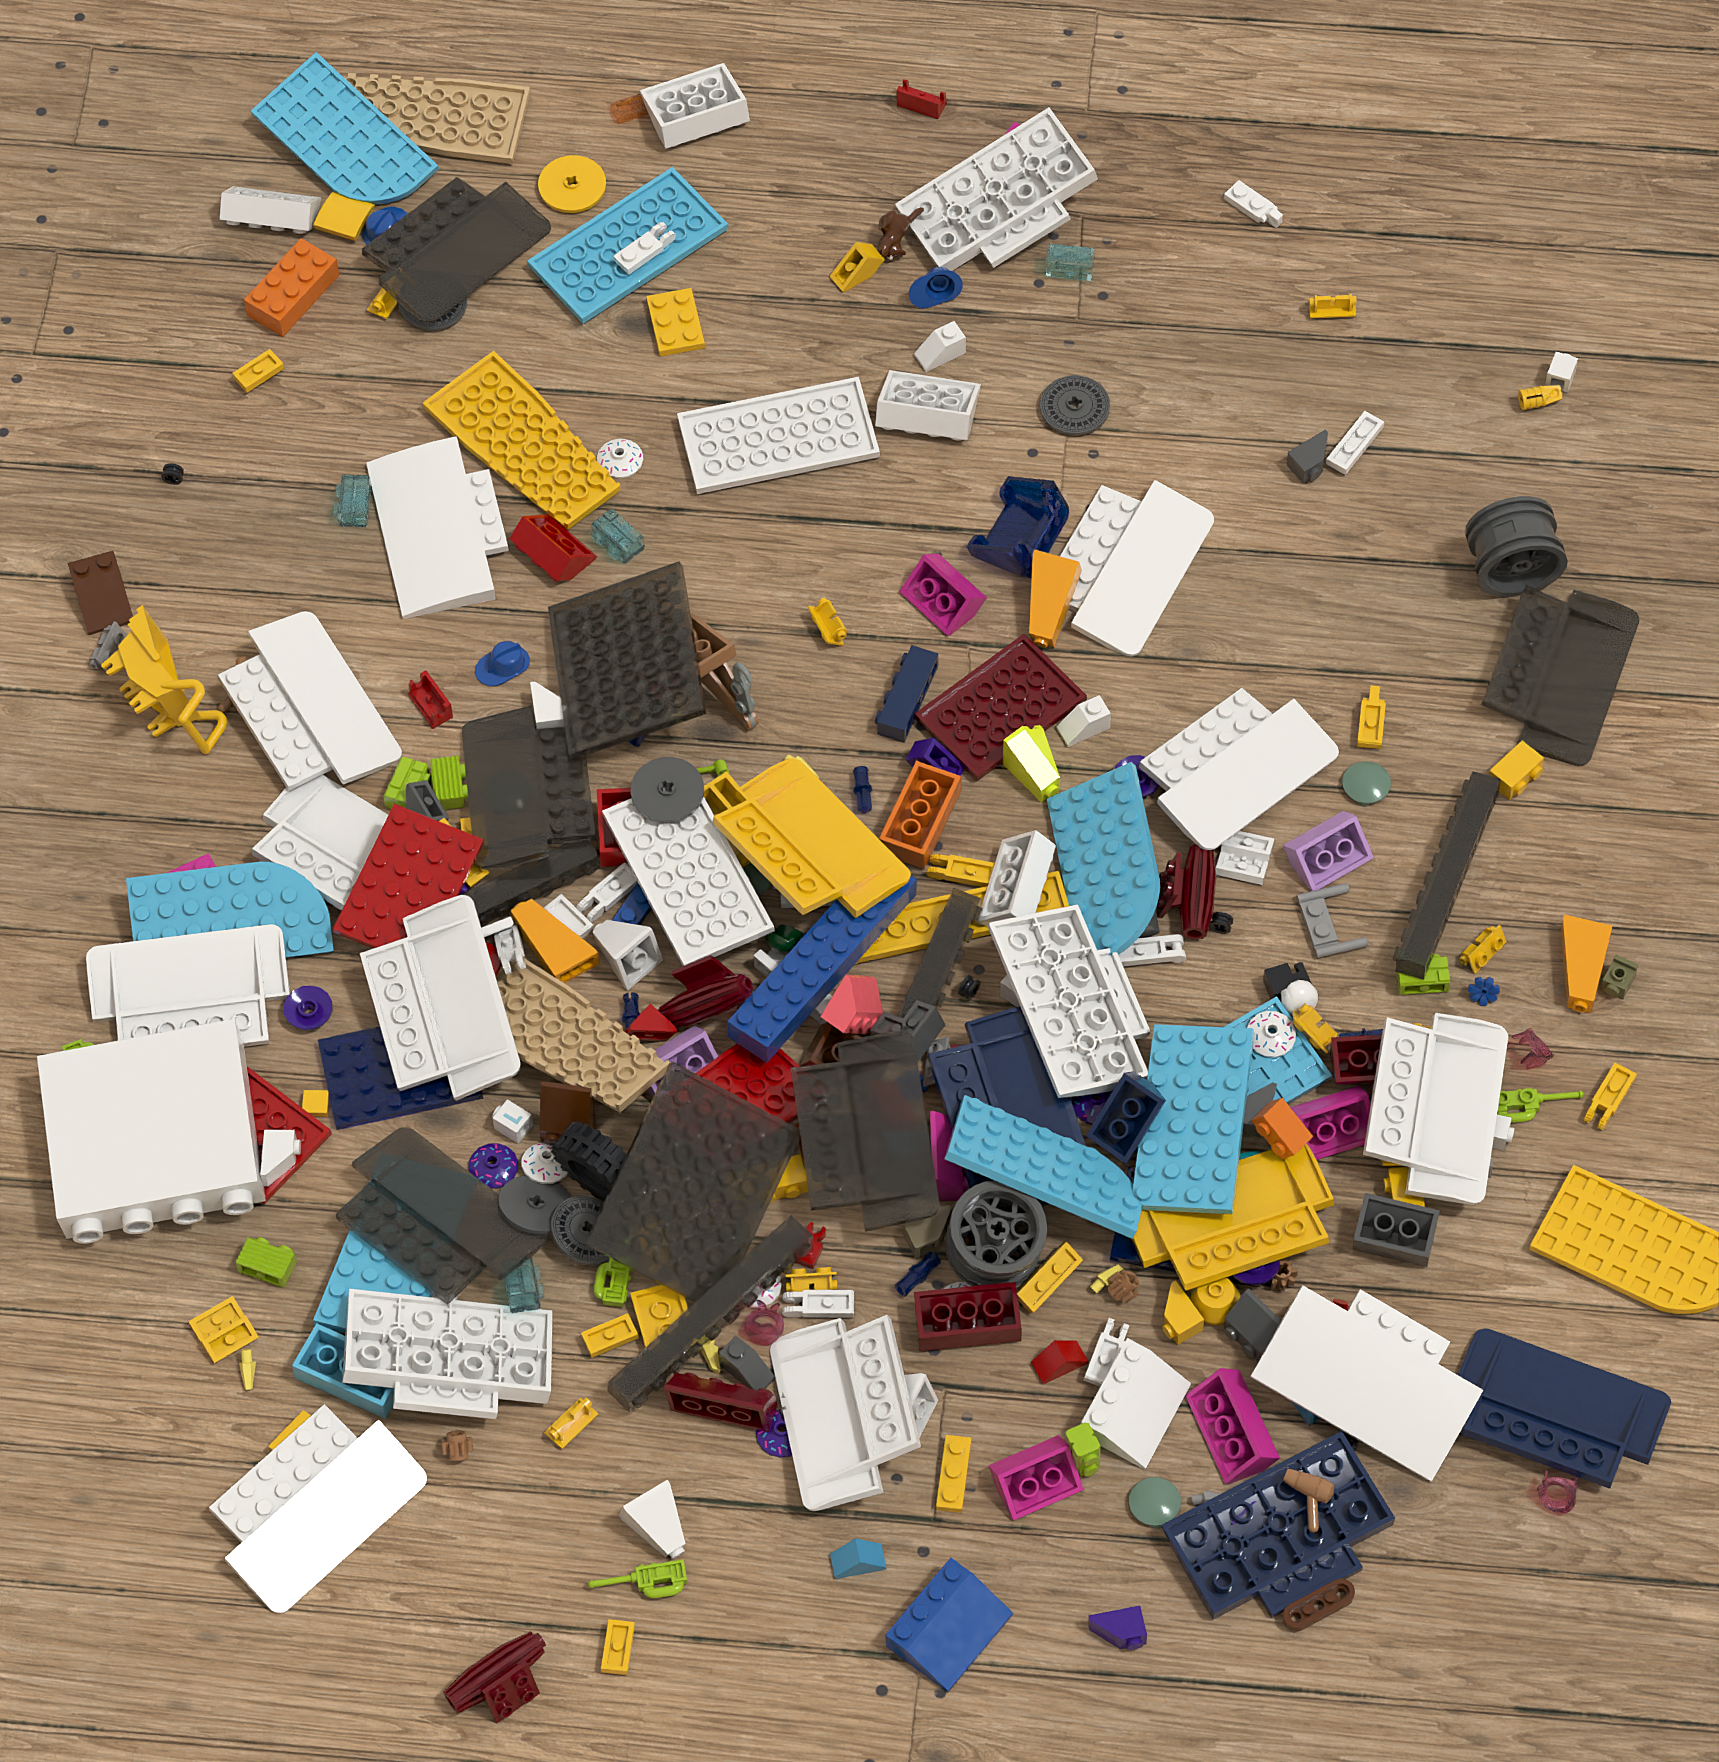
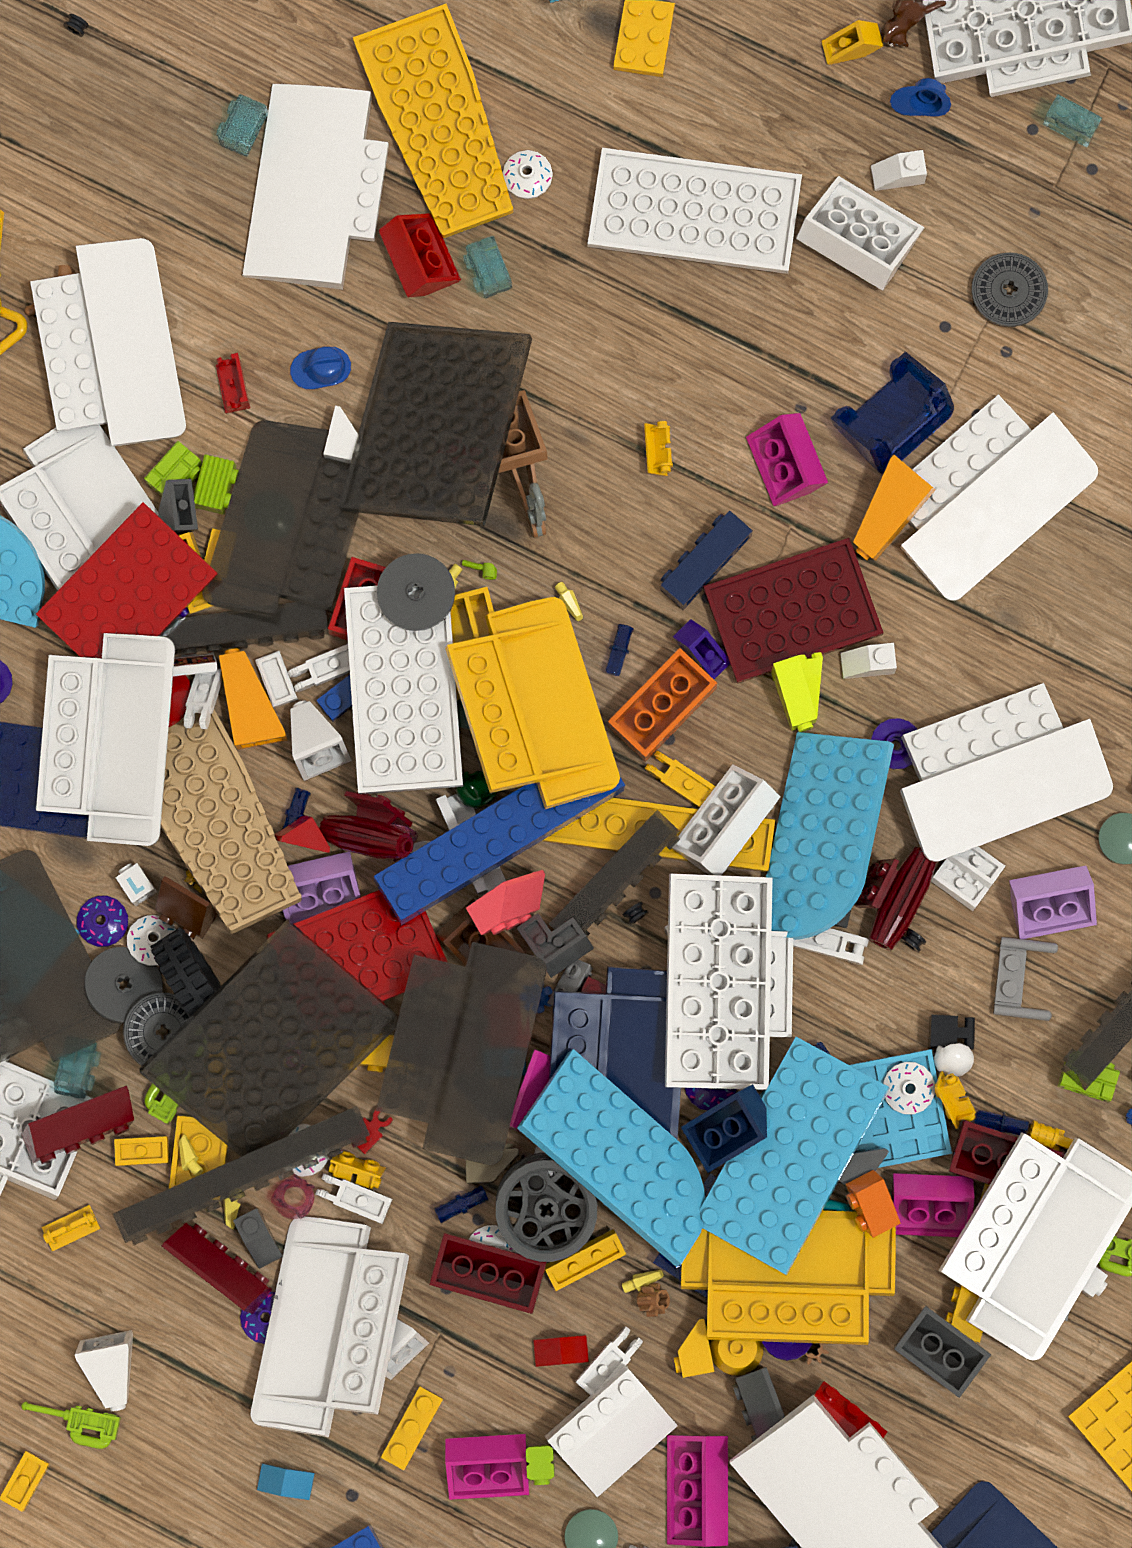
camera: 25 degrees right, 20 degrees up
(545, 1322) = (79, 1125): none -> dark red slope
(655, 1319) = (189, 1157): none -> light yellow bar

